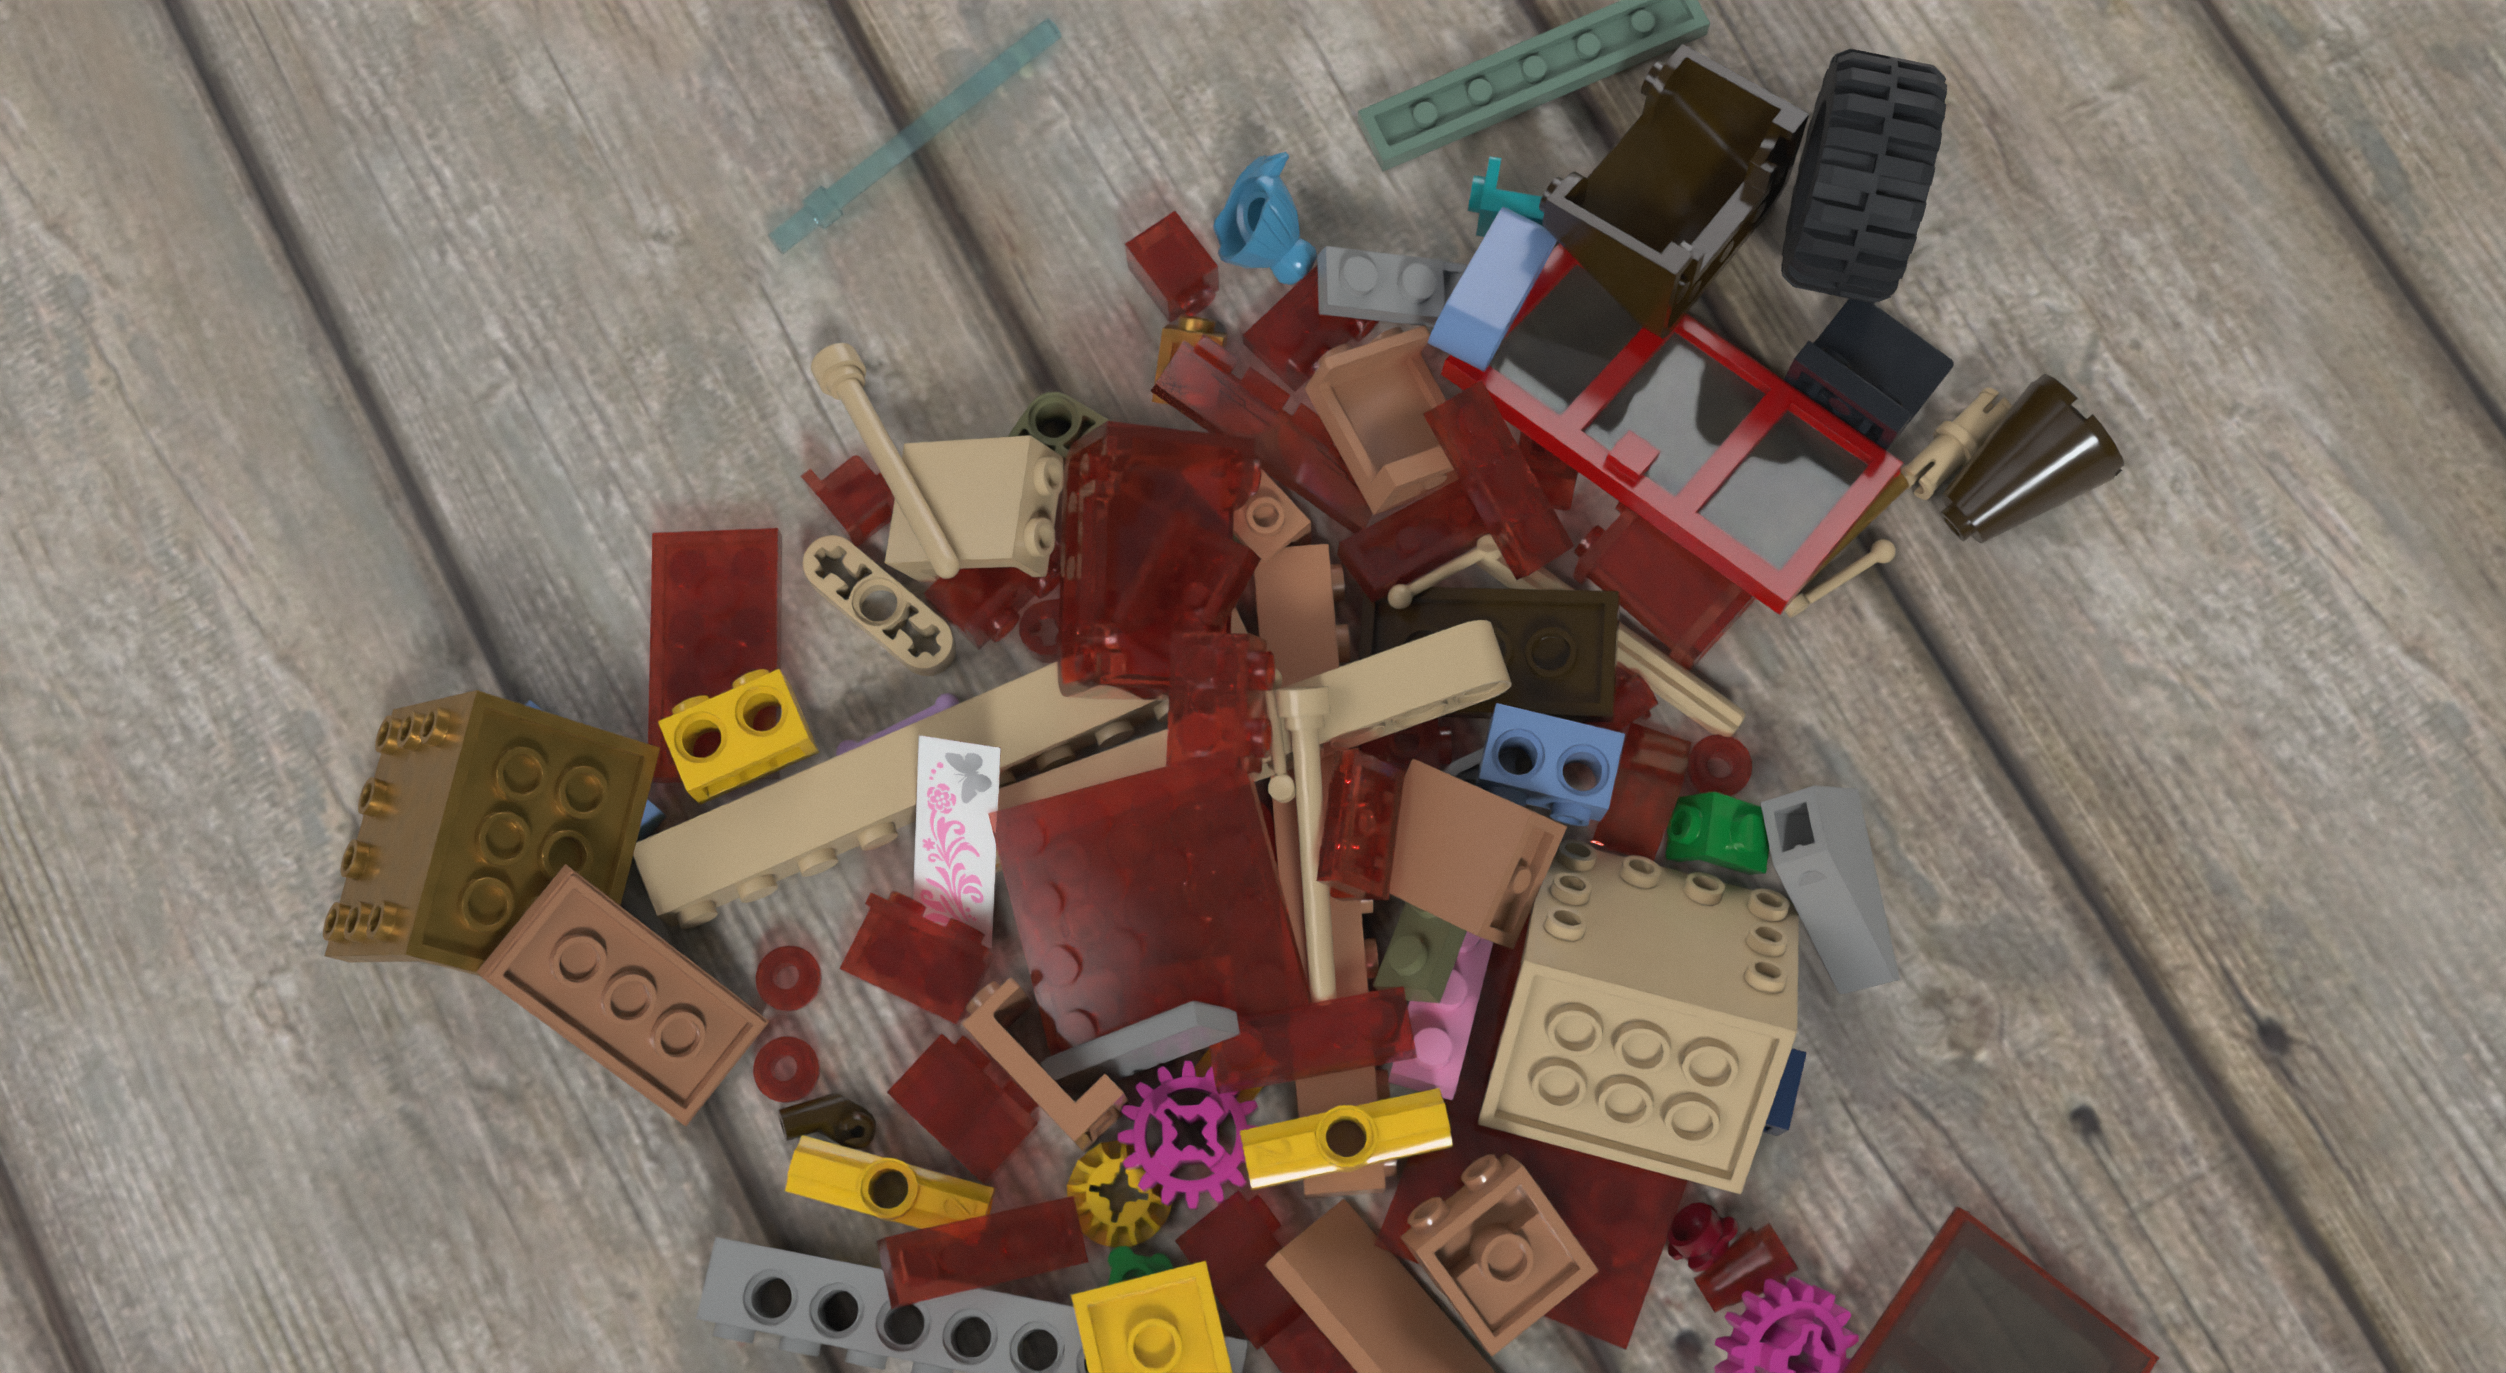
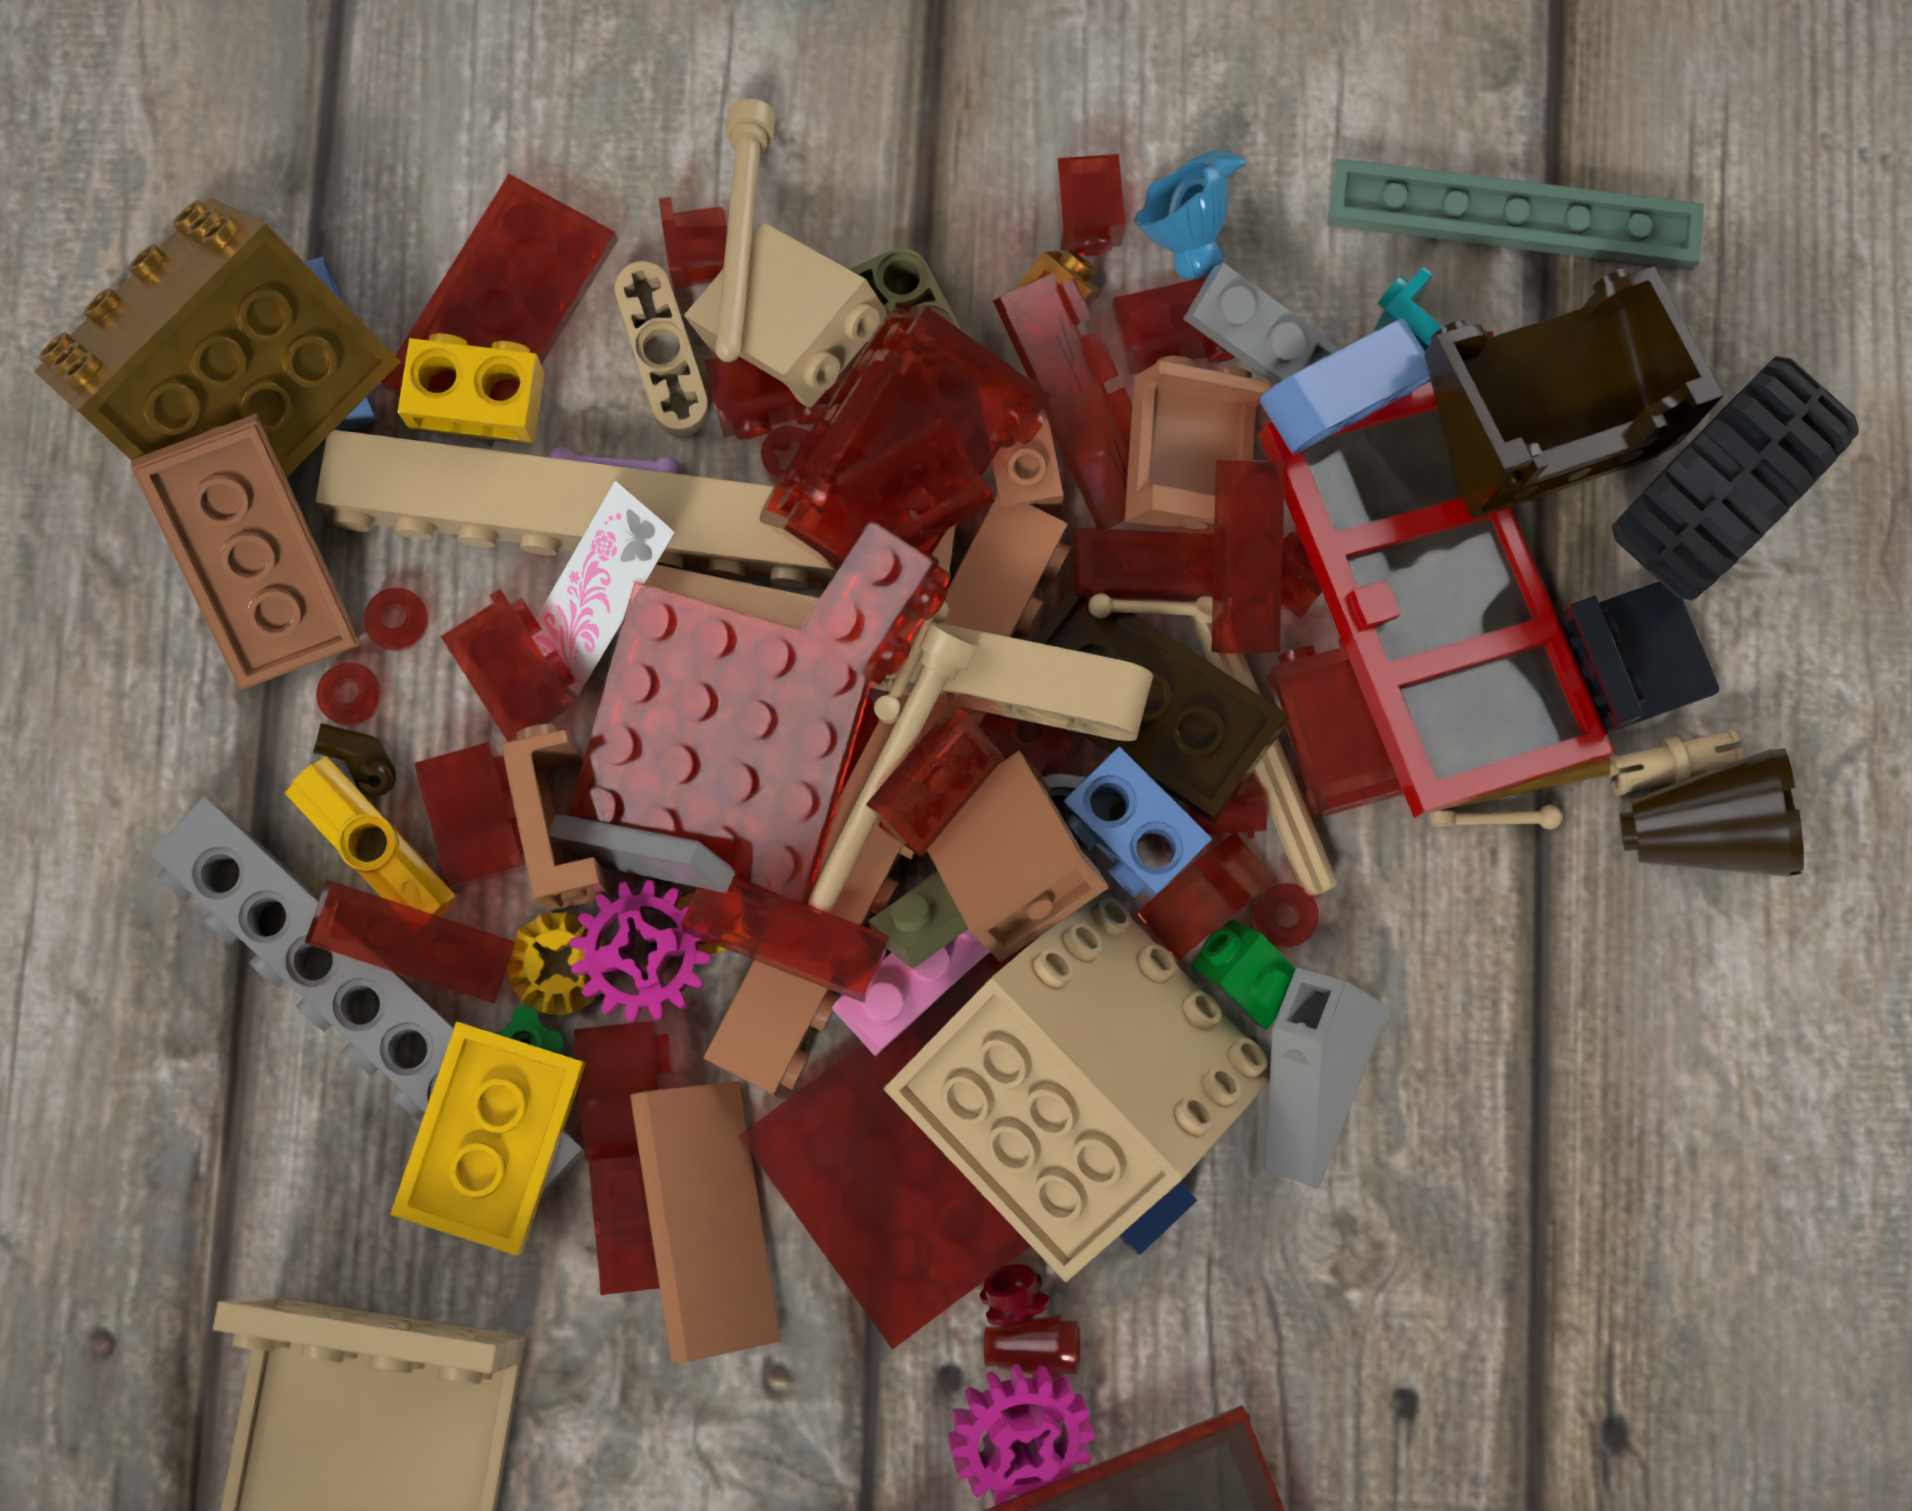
camera: 25 degrees right, 5 degrees up
(1391, 1131) = (719, 1020): yellow piece -> none
(1497, 1250) = (830, 1203): nougat plate -> none

